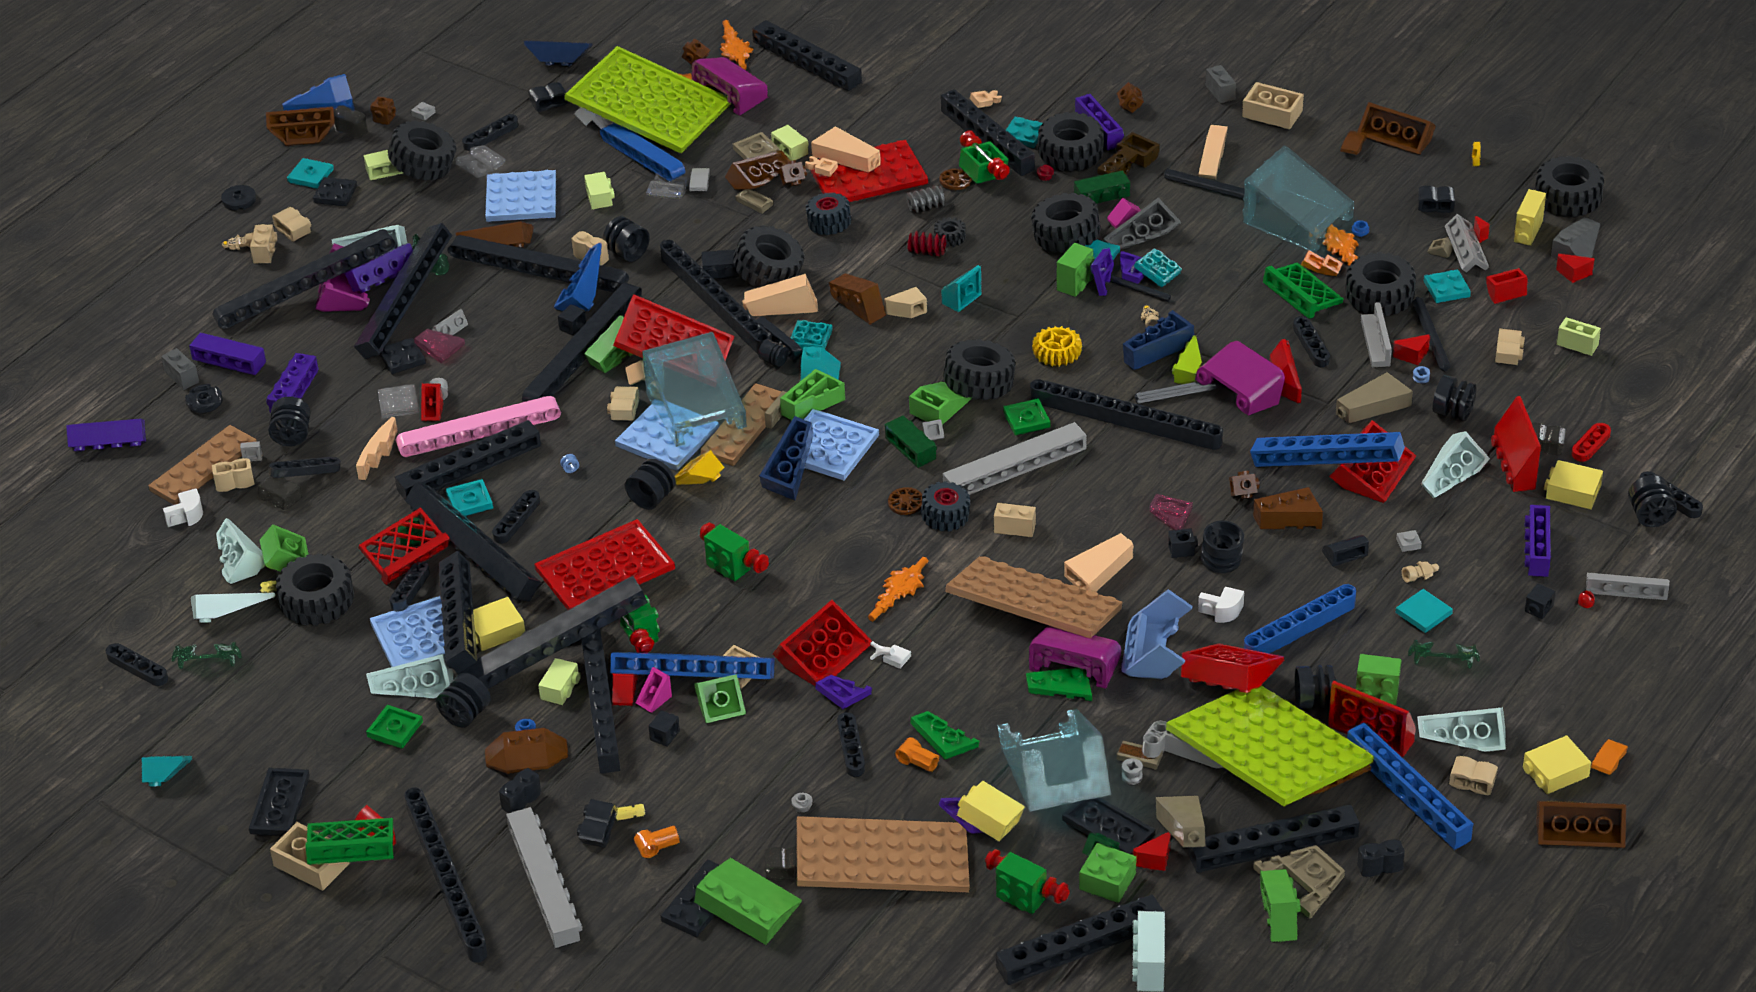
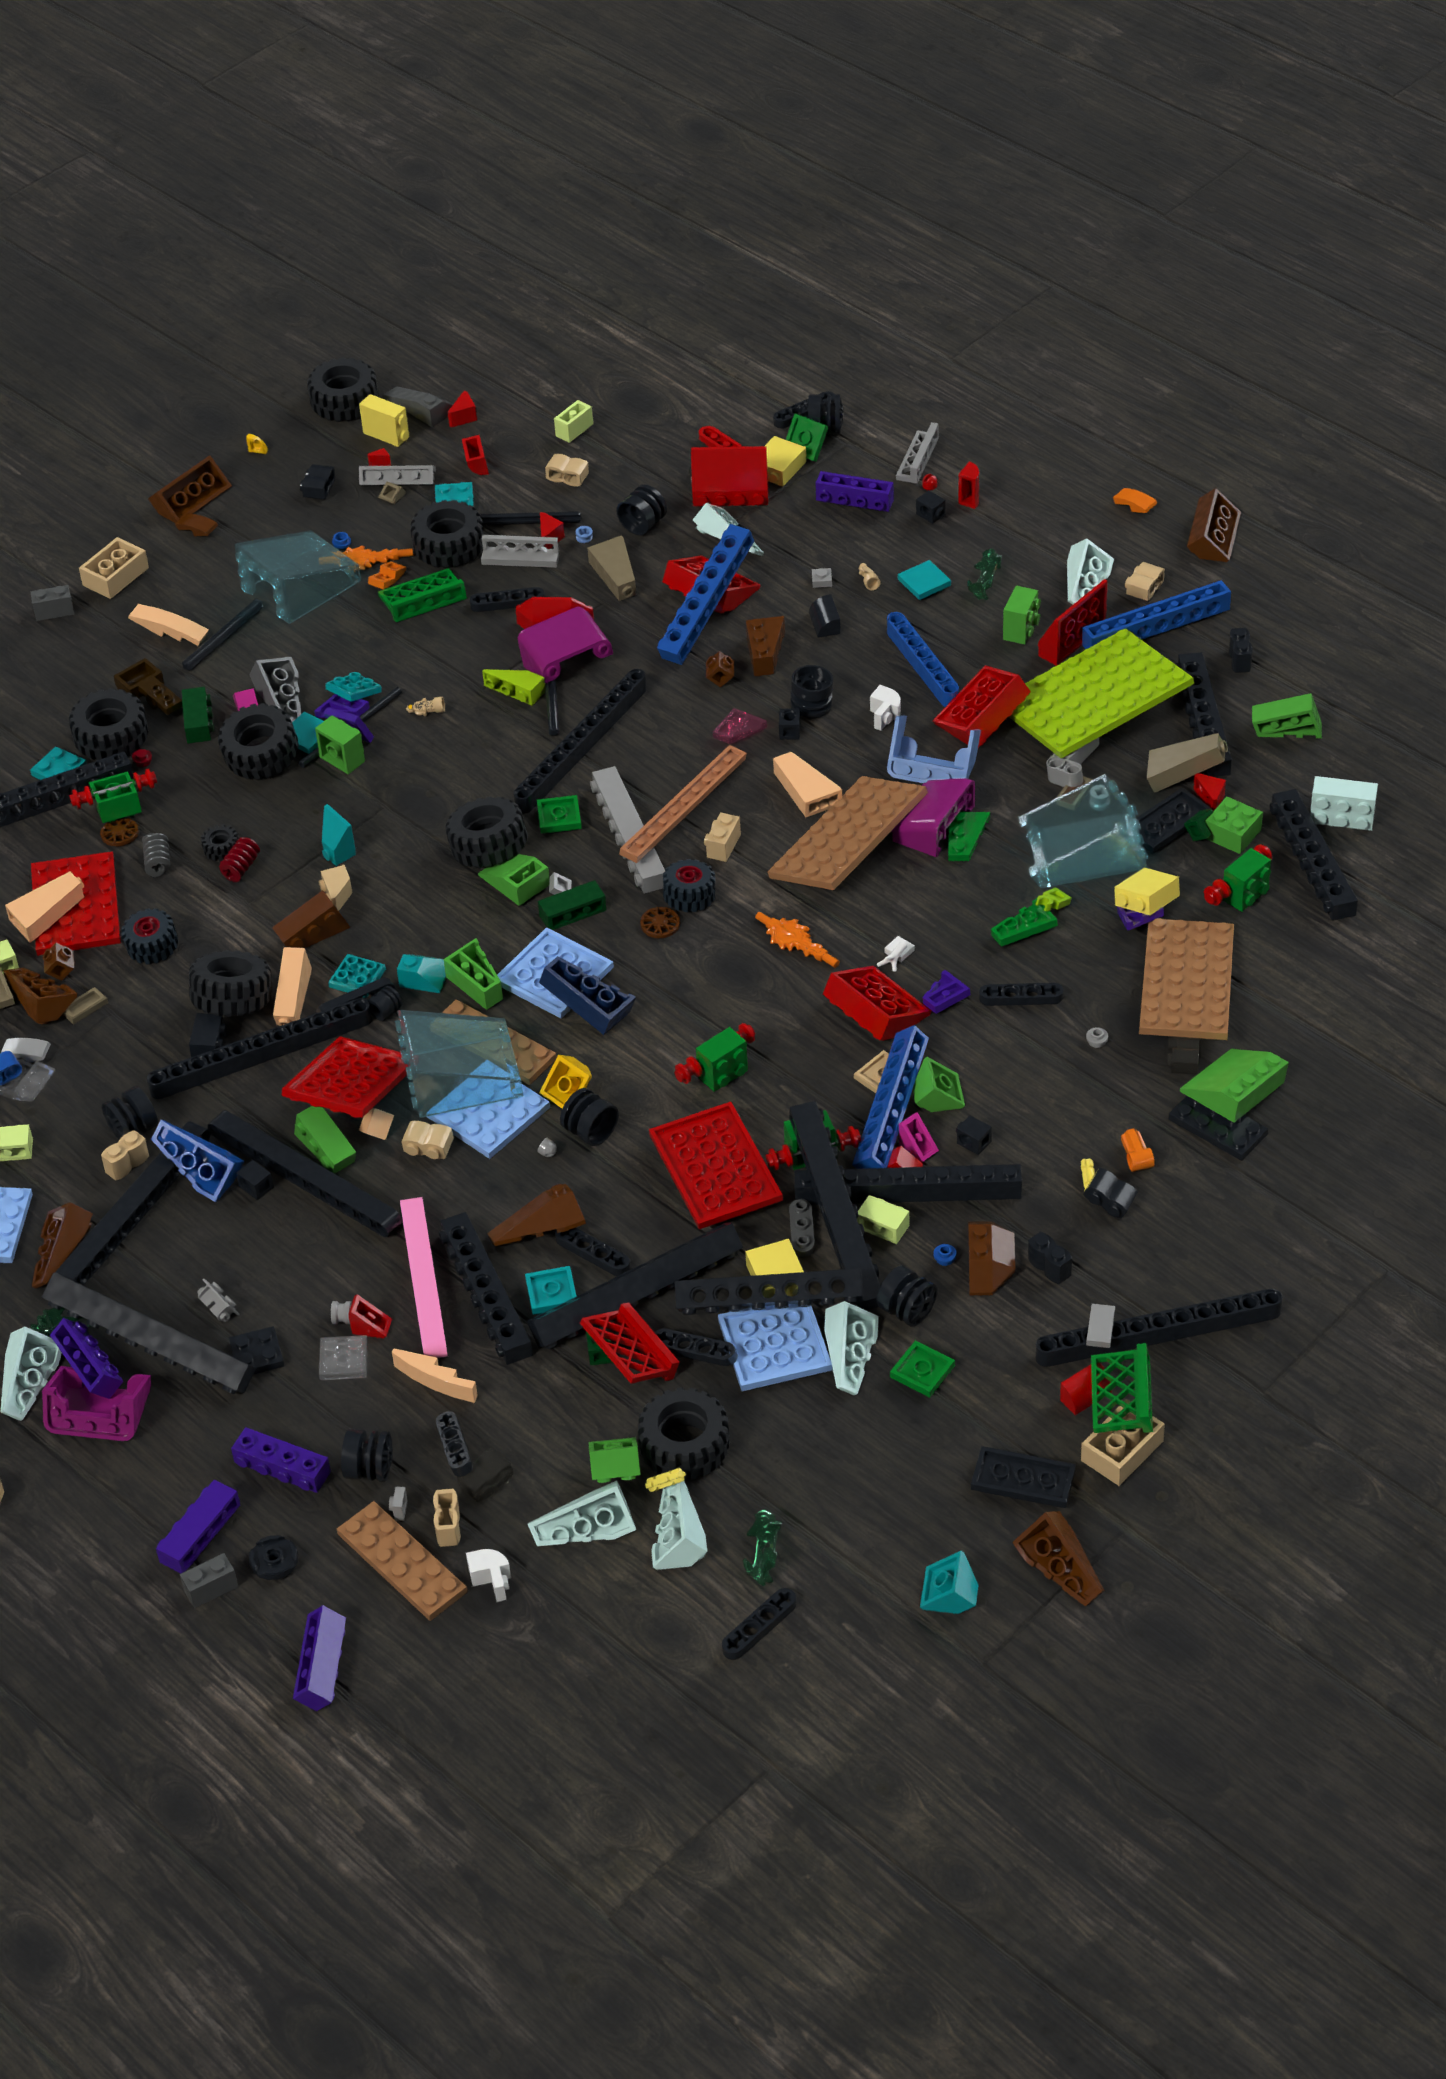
camera: 80 degrees left, 5 degrees up
(205, 825) = (1058, 1554): none -> reddish brown wedge
(294, 282) = (88, 1435): black beam -> none
(431, 824) = (1100, 1325): none -> light grey tile
(439, 344) = (253, 1311): clear pink wing -> none
(543, 480) = (548, 1211): none -> reddish brown wedge
(544, 878) = (1175, 1245): light grey brick -> none
(567, 459) = (518, 1194): medium blue bush -> none
(624, 472) = (547, 1148): none -> light grey hinge
(773, 413) = (482, 1005): dark tan tile -> none
(824, 166) = (63, 928): light nougat plate -> none
(913, 753) = (1047, 947): orange piece -> none
(975, 751) = (1054, 899): none -> lime plate
(1047, 484) = (682, 804): none -> nougat plate
(1057, 346) = (453, 778): yellow gear -> none
(1112, 131) = (57, 704): dark purple brick -> none
(1130, 97) = (39, 669): reddish brown brick -> none
(1158, 341) = (475, 698): dark blue wedge -> none
(1312, 870) = (1241, 695): dark tan wing -> none
(1313, 686) = (1023, 654): black wheel -> none
(1556, 764) = (1141, 530): light yellow brick -> none
(1575, 620) = (969, 486): none -> red brick
(1611, 494) = (807, 434): none -> green plate

